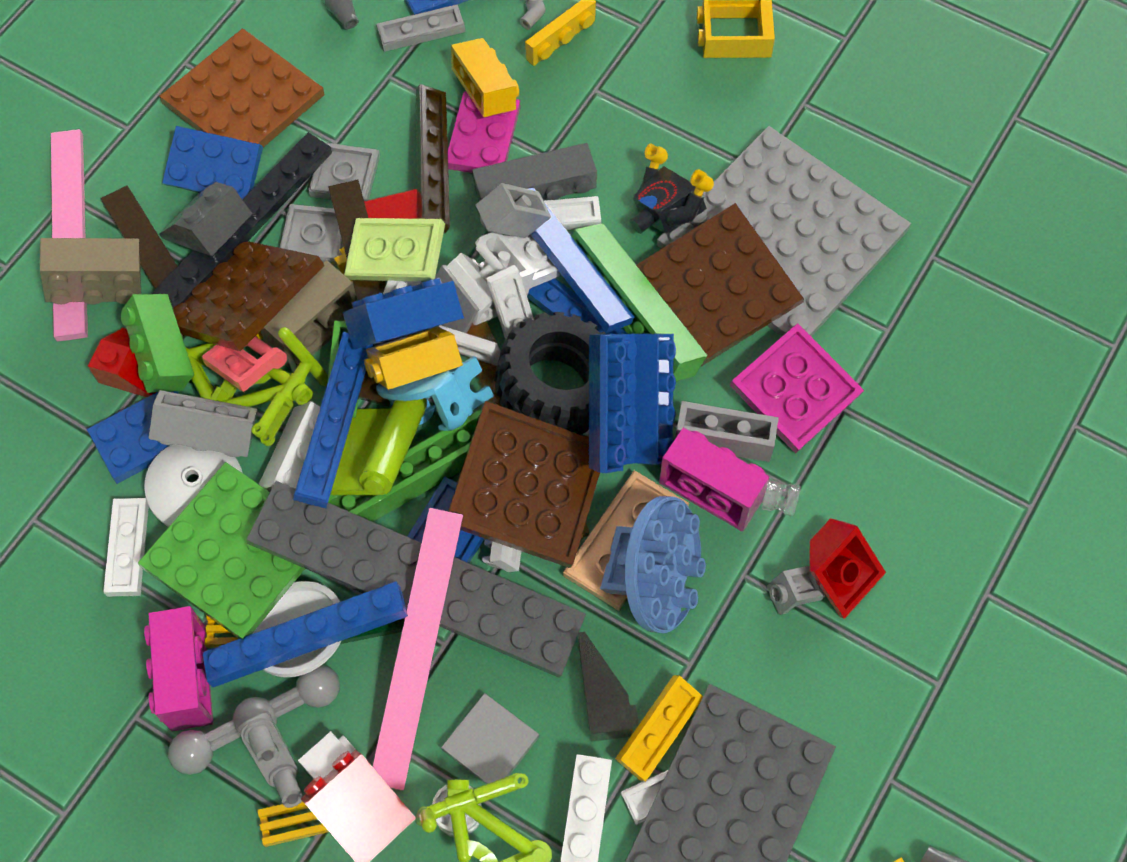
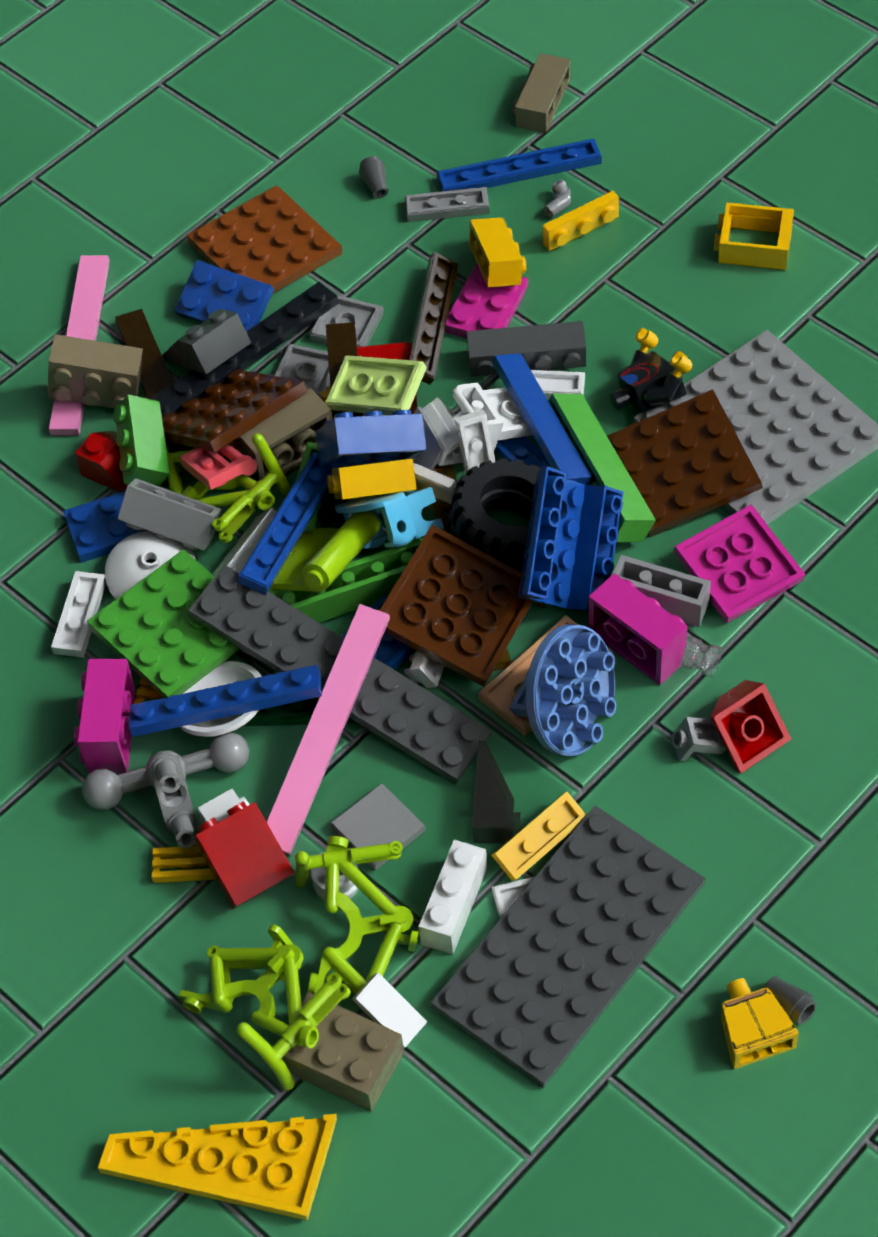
camera: 15 degrees right, 10 degrees down
(513, 211) = (493, 365): light grey brick -> none

